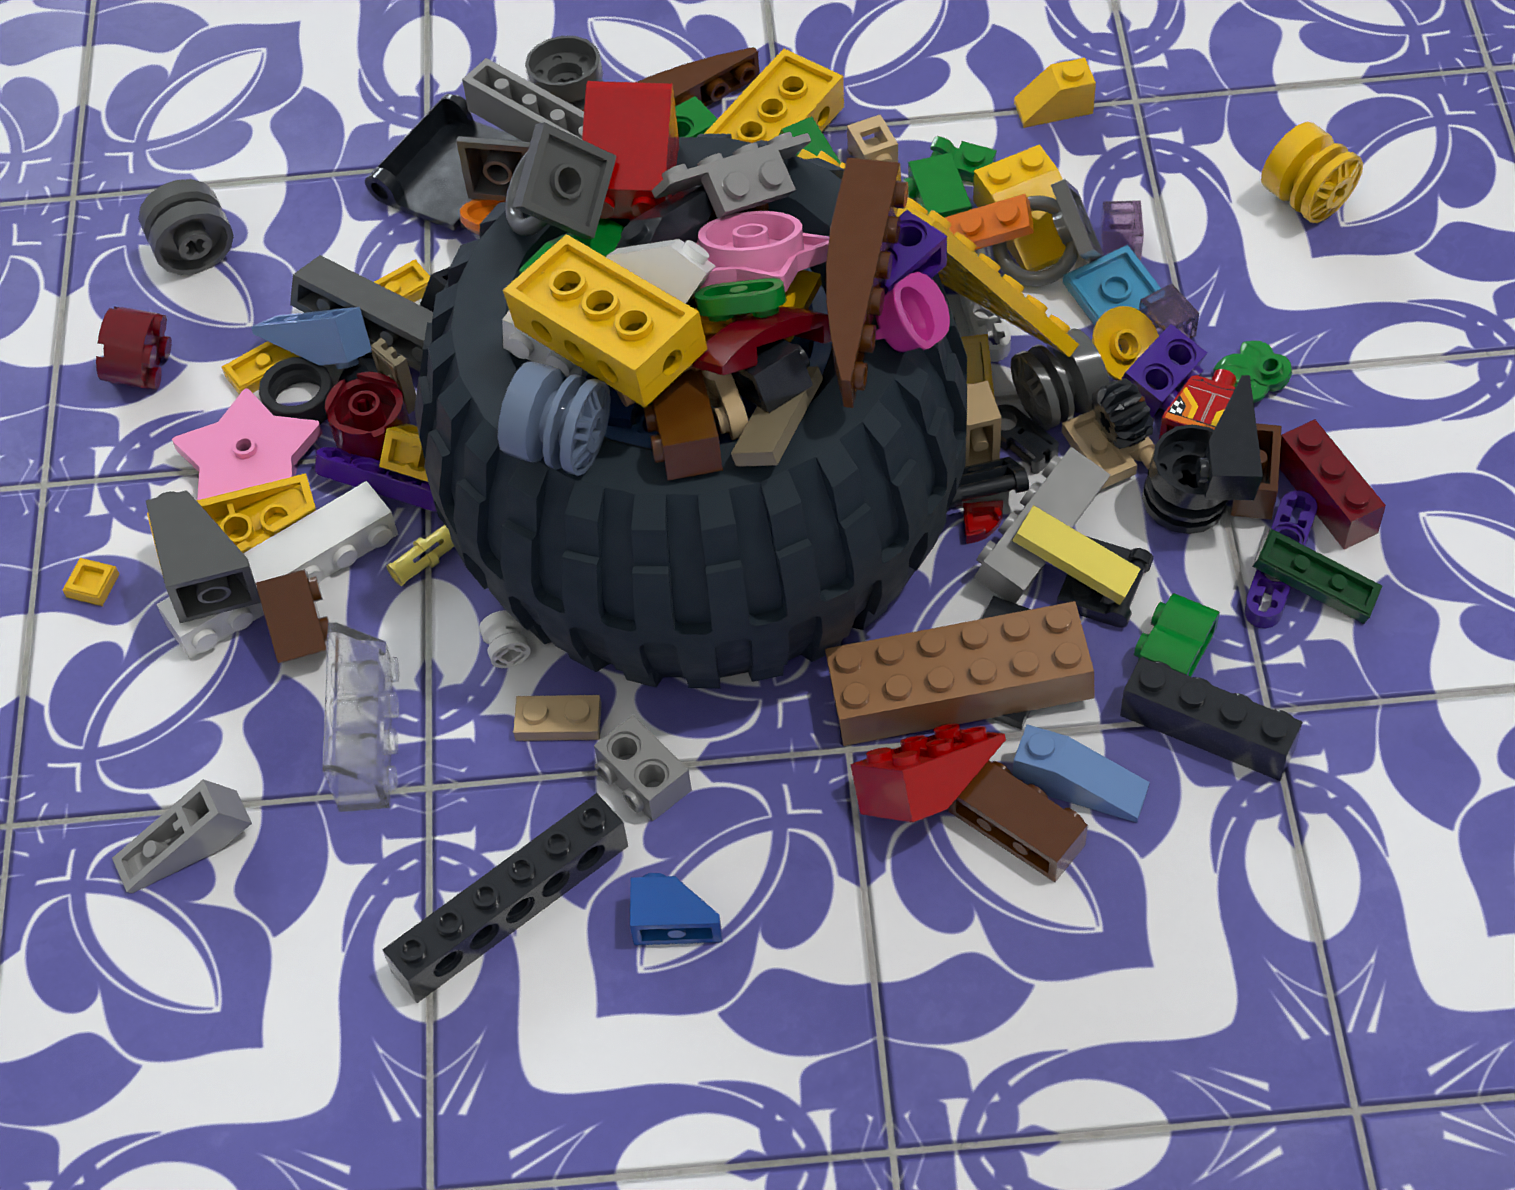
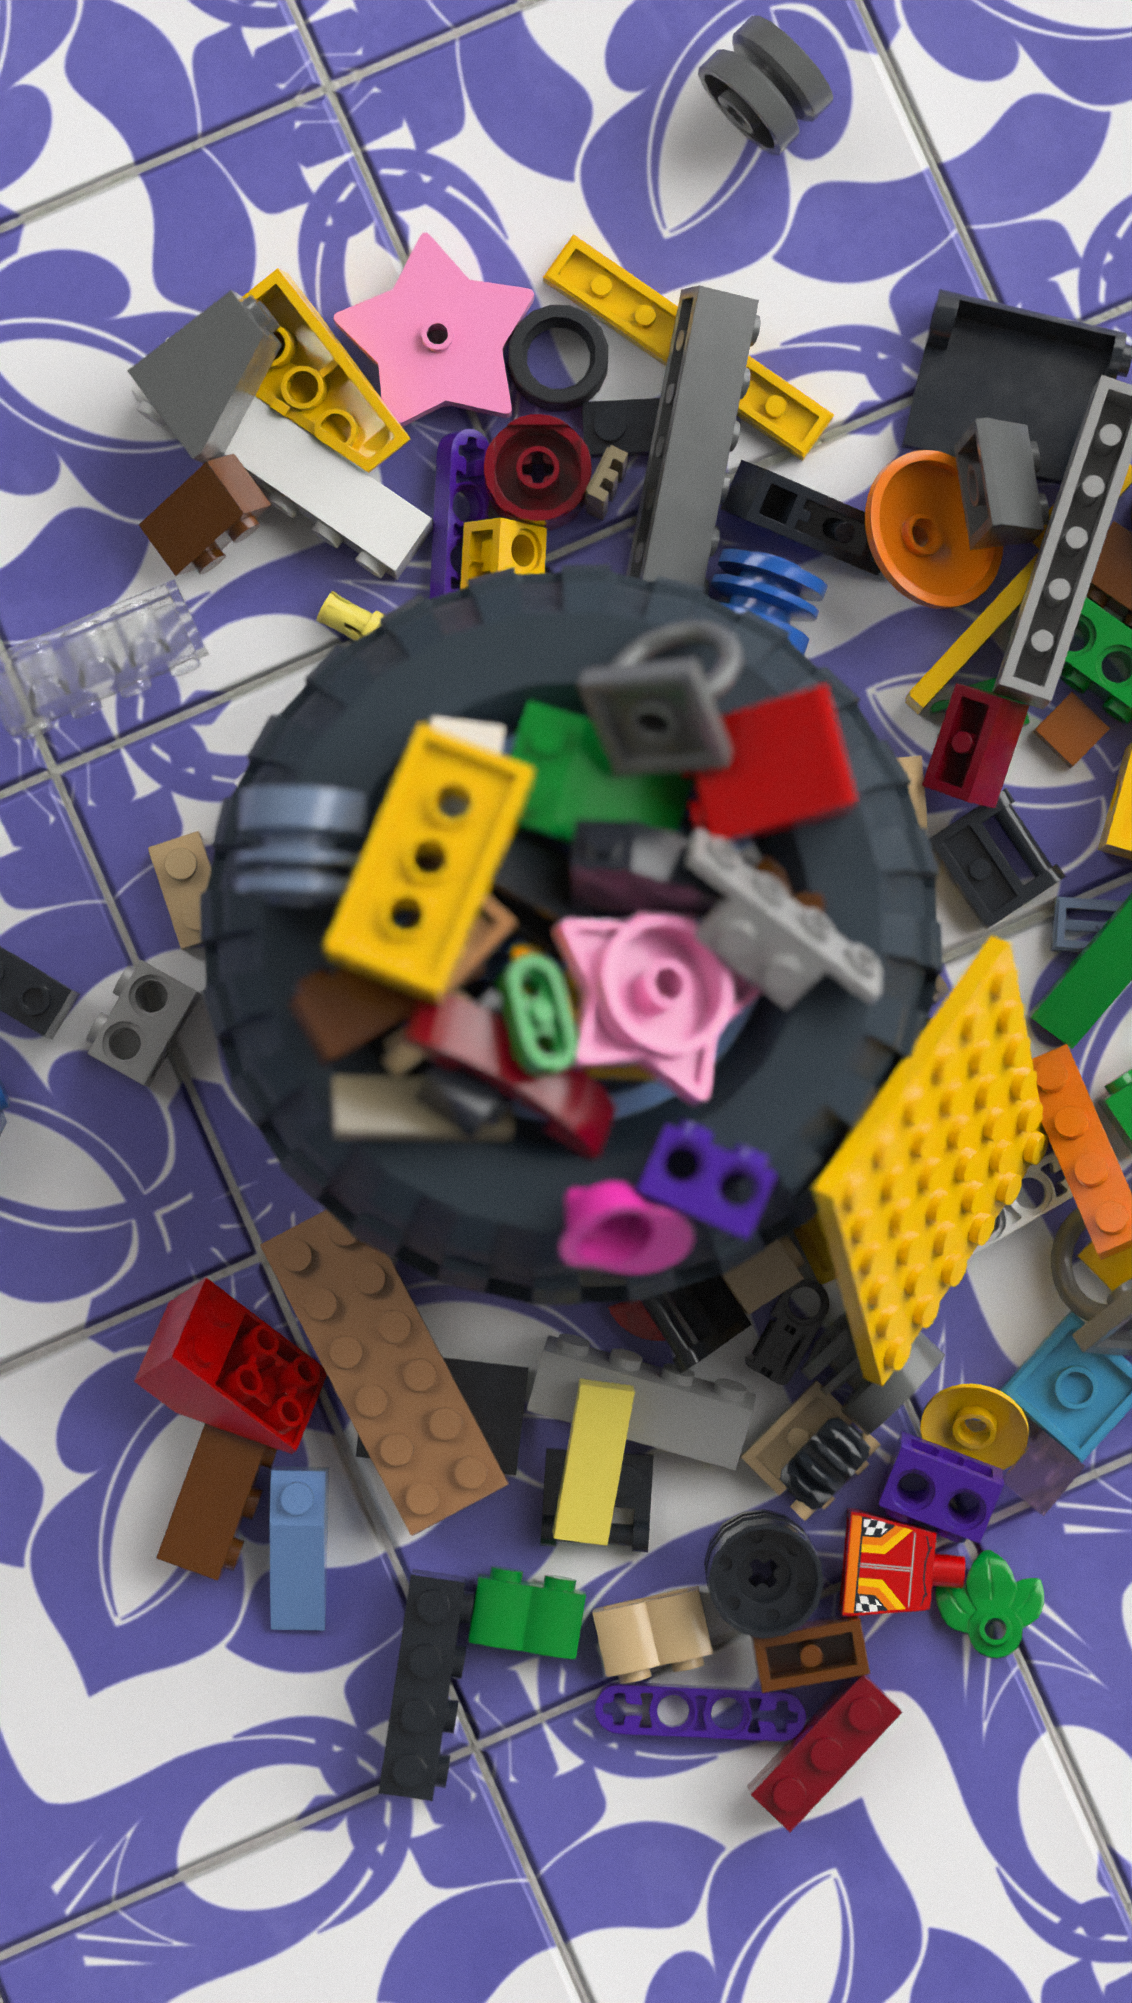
camera: 65 degrees right, 30 degrees up
(91, 581) = (200, 225): yellow tile -> none
(132, 347) = (548, 109): dark red brick -> none
(319, 336) = (638, 348): medium blue slope -> none
(669, 265) = (540, 902): white slope -> none
(858, 261) = (639, 1146): reddish brown slope -> none
(1214, 565) = (653, 1633): none -> tan brick
(1232, 457) = (775, 1627): black slope -> none
(1317, 576) = (676, 1765): dark green tile -> none

